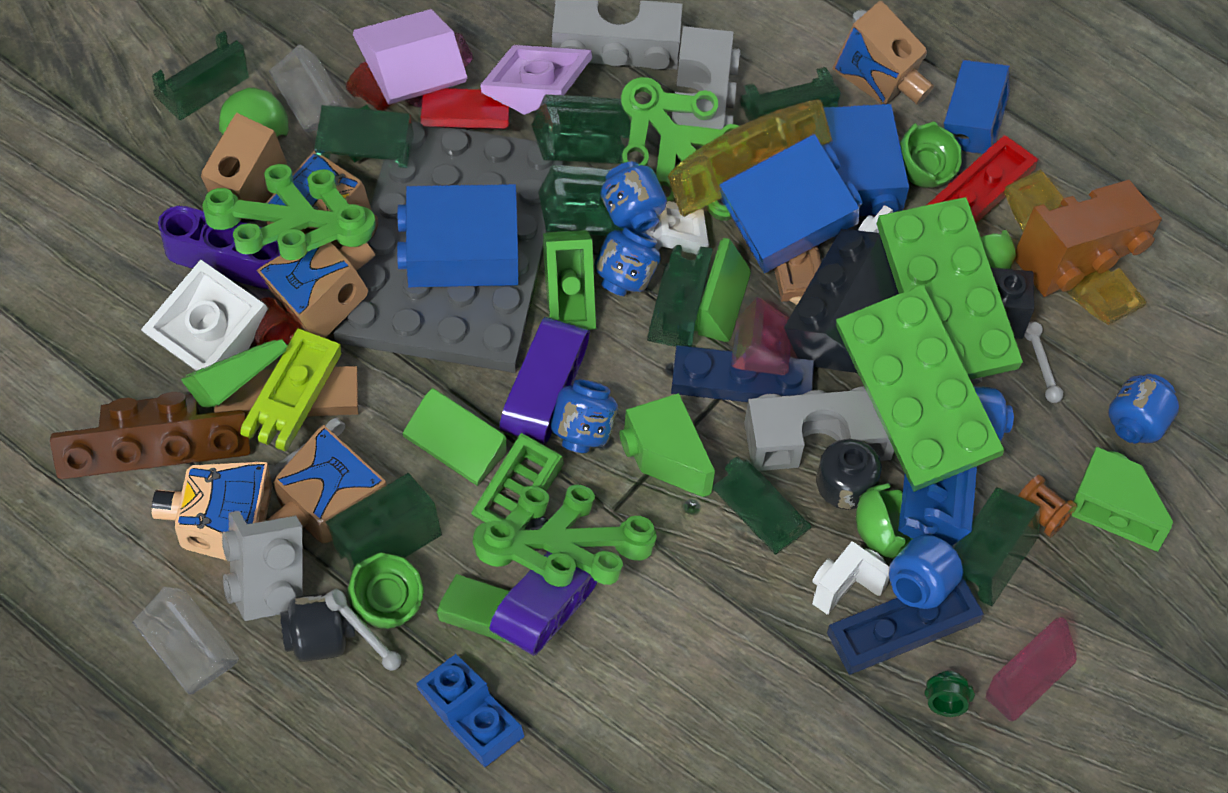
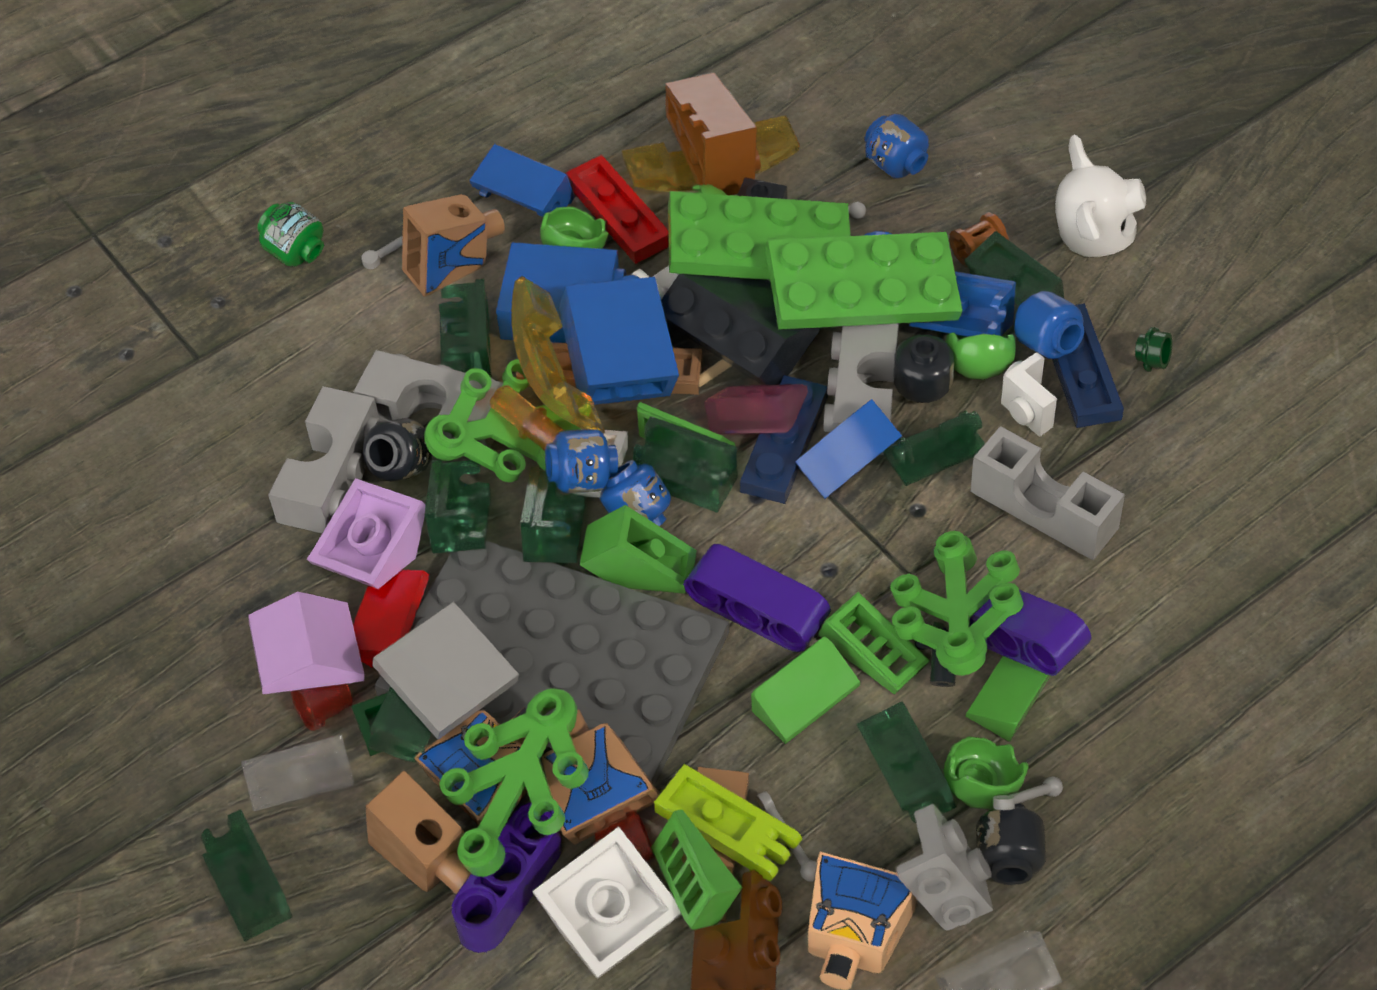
camera: 70 degrees left, 5 degrees down
(256, 105) = (328, 831): bright green hair -> none
(323, 482) = (849, 811): torso -> none
(384, 142) = (445, 670): none -> light grey tile
(459, 235) = (575, 629): blue brick -> none
(470, 710) = (1120, 726): blue slope -> none
(584, 415) = (816, 562): blue head -> none
(631, 63) = (396, 450): none -> black head
(667, 445) = (858, 504): bright green slope -> none
(683, 145) = (524, 416): none -> clear orange axle
(718, 603) = (1012, 478): none -> light grey arch
(729, 421) = (848, 449): none -> slope
(1033, 670) = (1135, 289): clear pink slope -> none
(1117, 599) = (1094, 204): none -> white piece
(1122, 500) = (982, 184): bright green slope -> none

